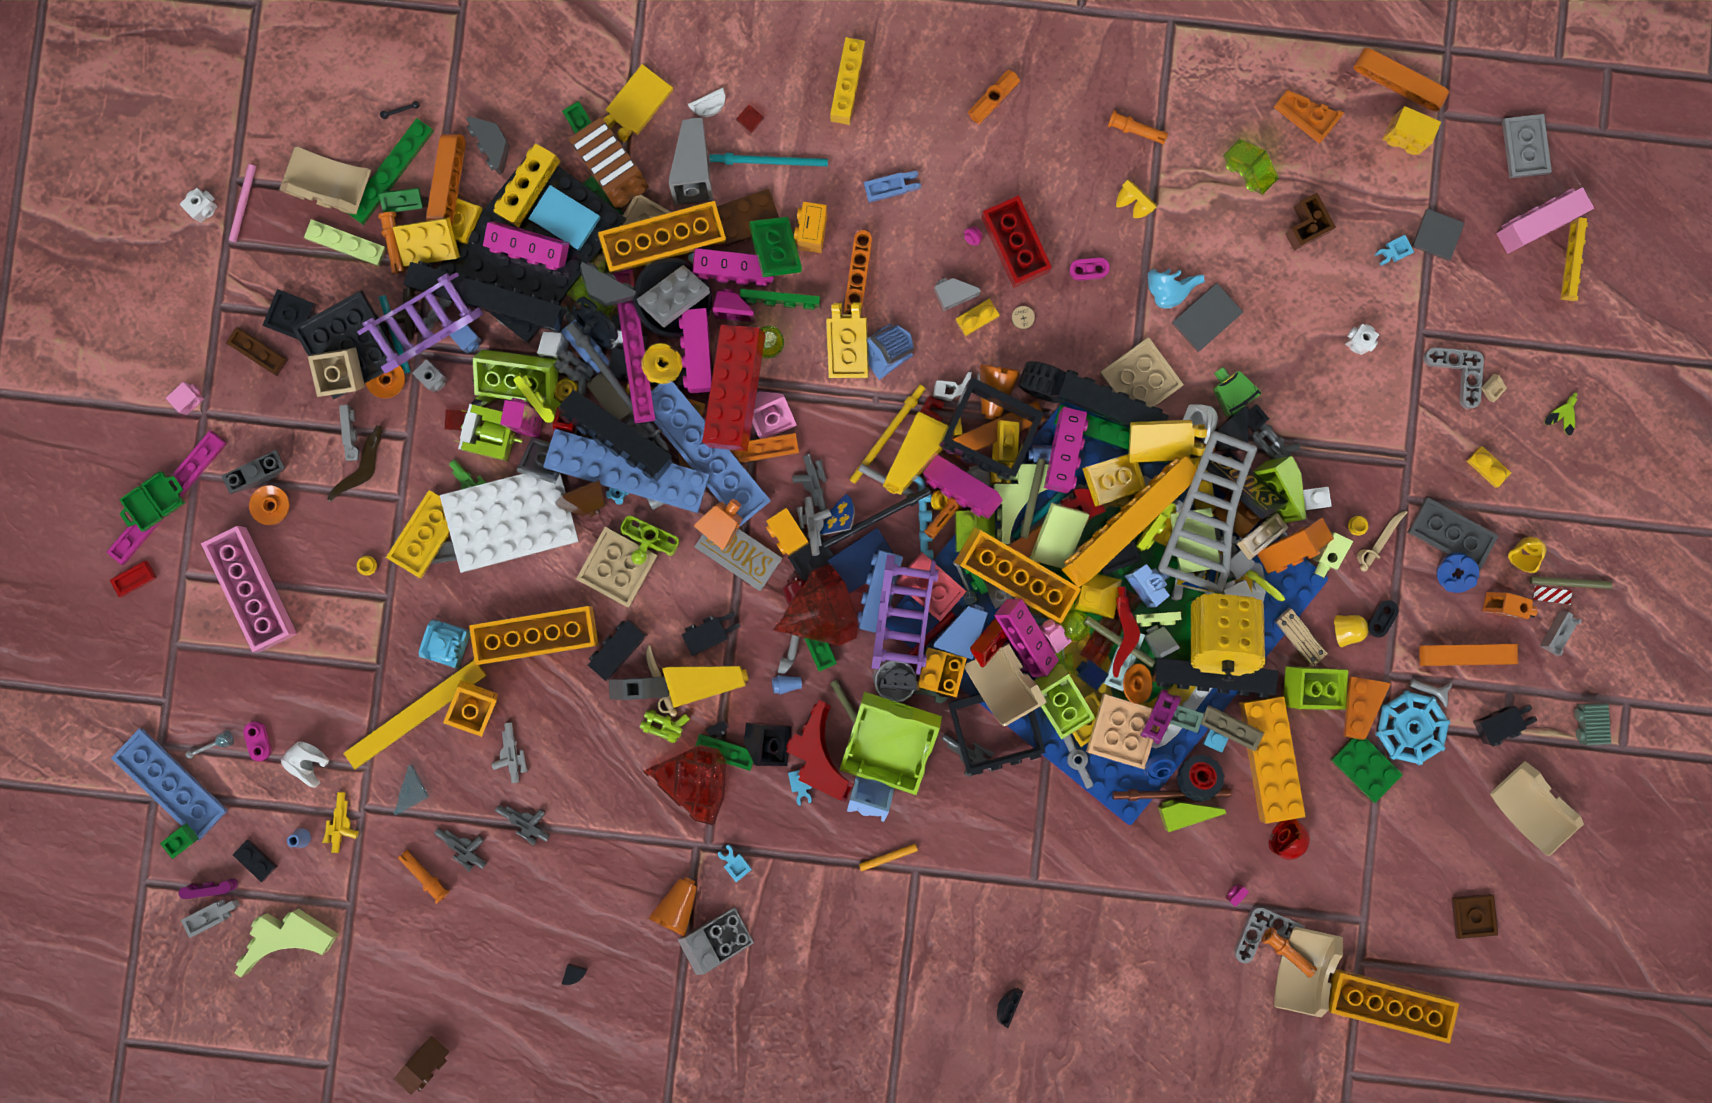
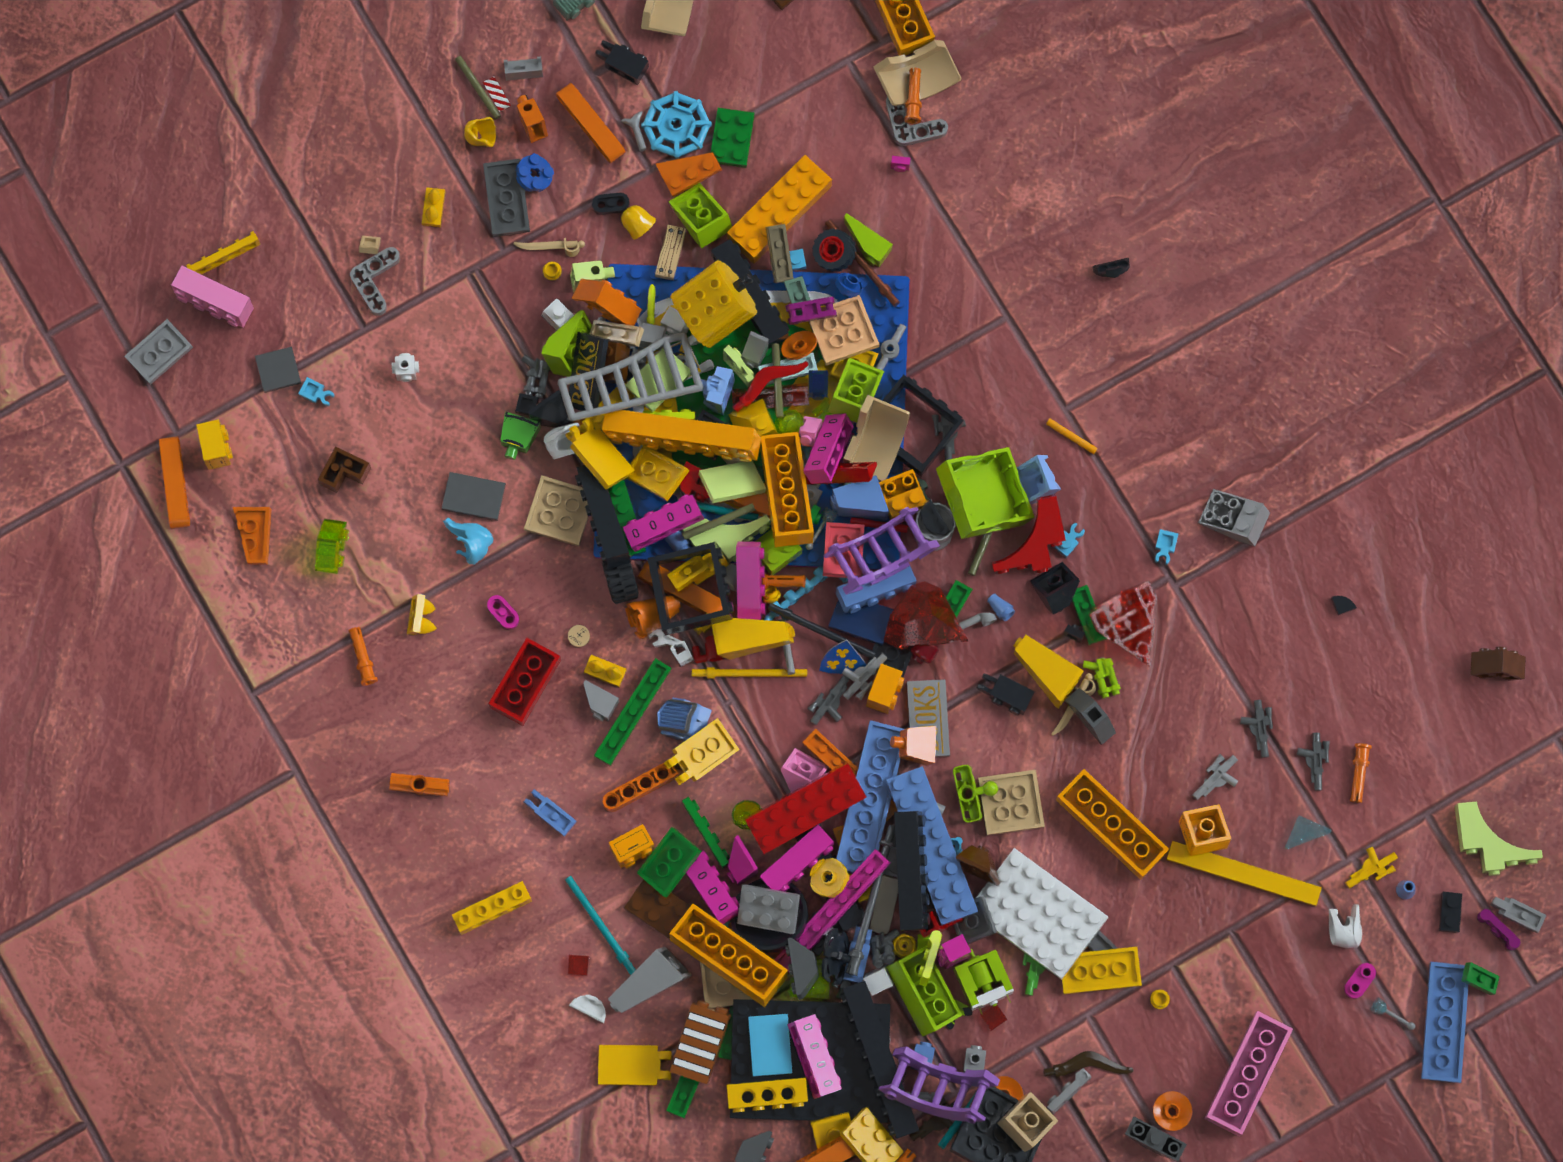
camera: 130 degrees left, 10 degrees down
(444, 643) = (1172, 891): medium azure brick -> none
(616, 649) = (1074, 754): black brick -> none
(676, 907) = (1231, 563): orange cone -> none
(925, 313) = (632, 712): none -> green plate
(973, 236) = (543, 720): dark pink plate -> none
(1290, 840) = (830, 153): red cylinder -> none
(1567, 413) = (347, 179): lime piece -> none

